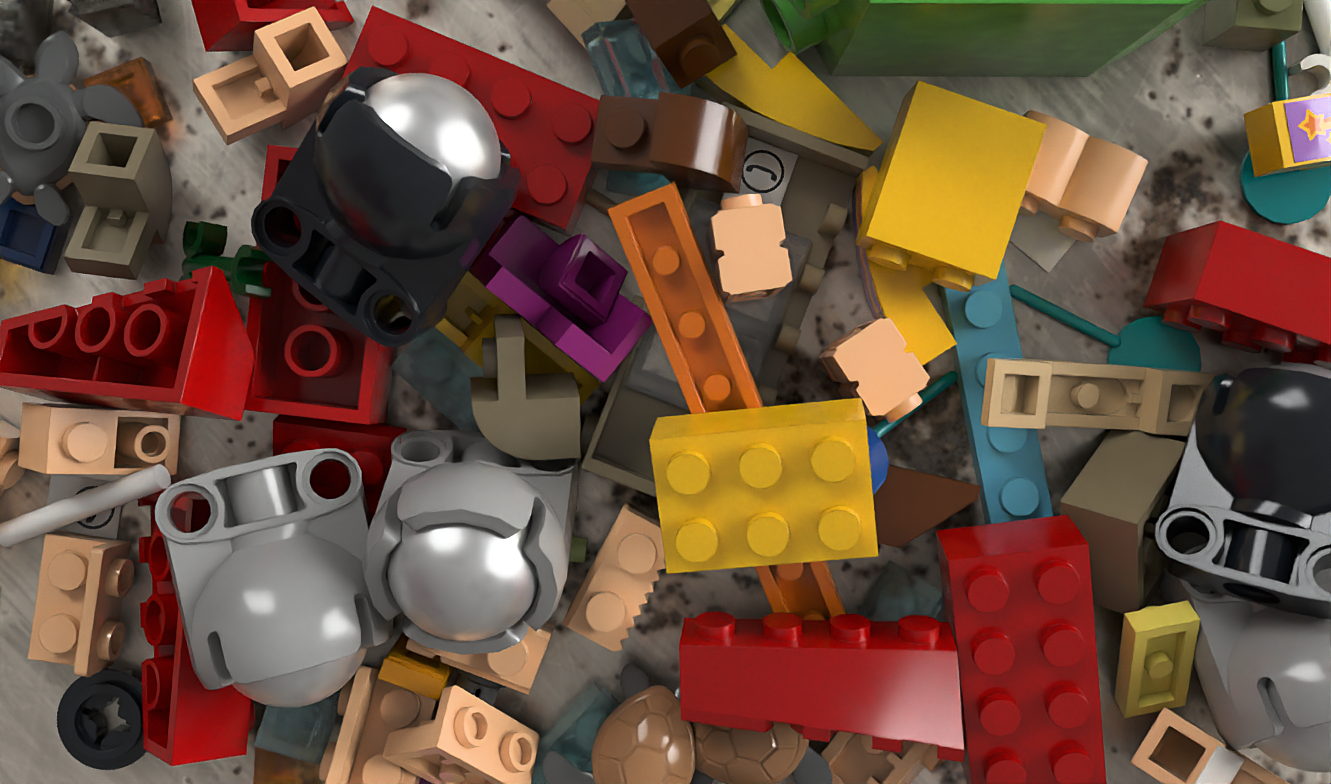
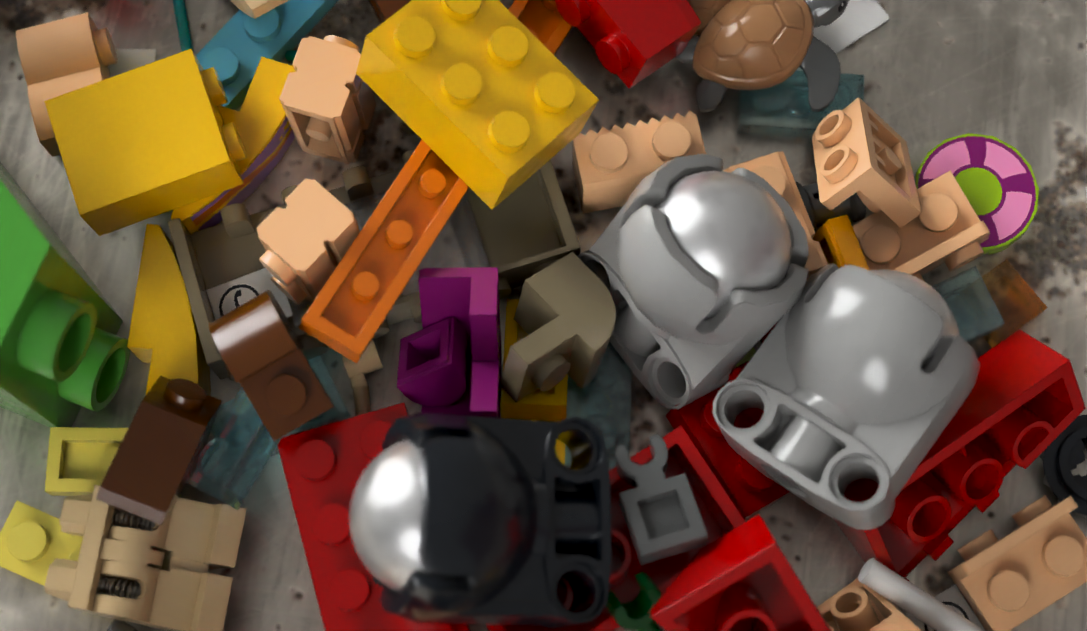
camera: 125 degrees left, 15 degrees down
(306, 347) = (658, 510): none -> dark grey plate

